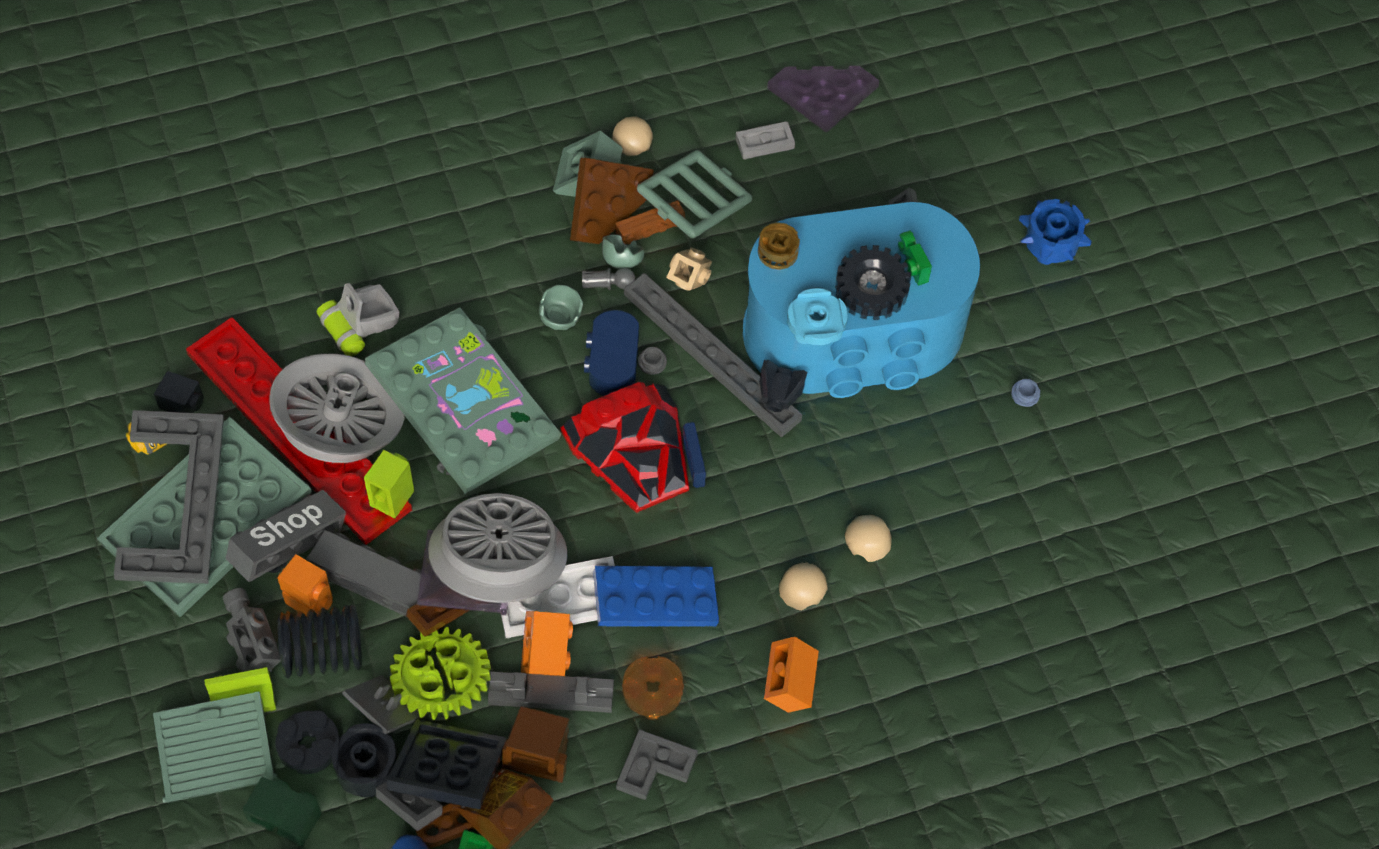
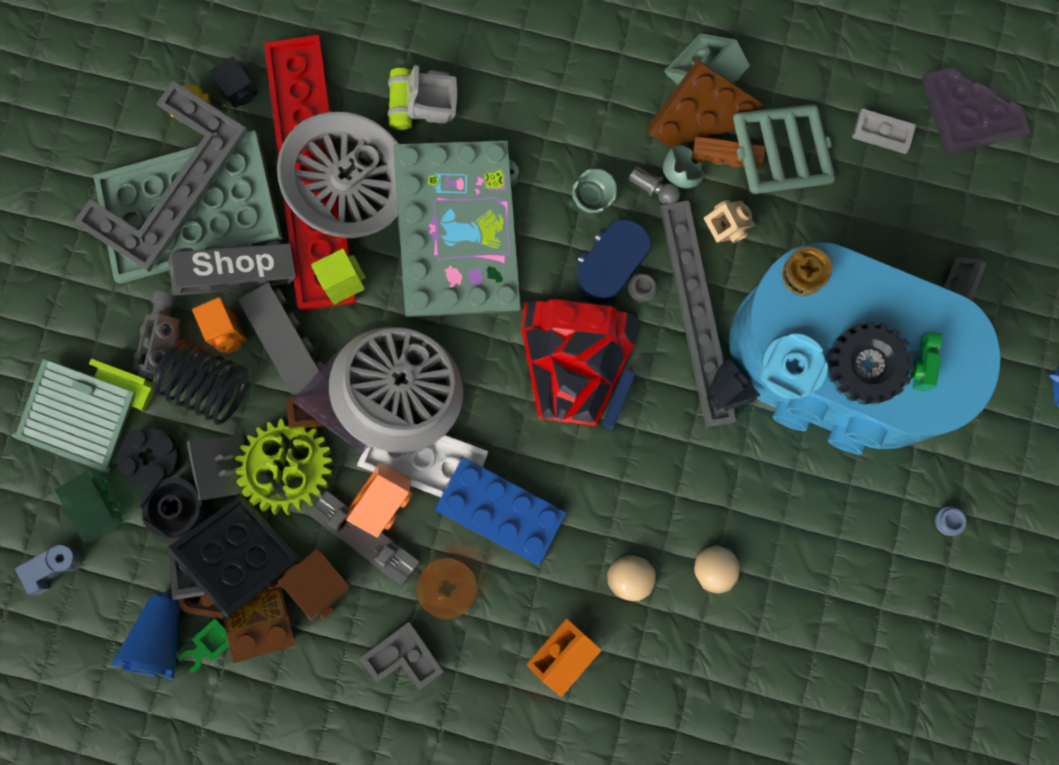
camera: 35 degrees right, 20 degrees up
(633, 135) = (767, 57): tan hair -> none

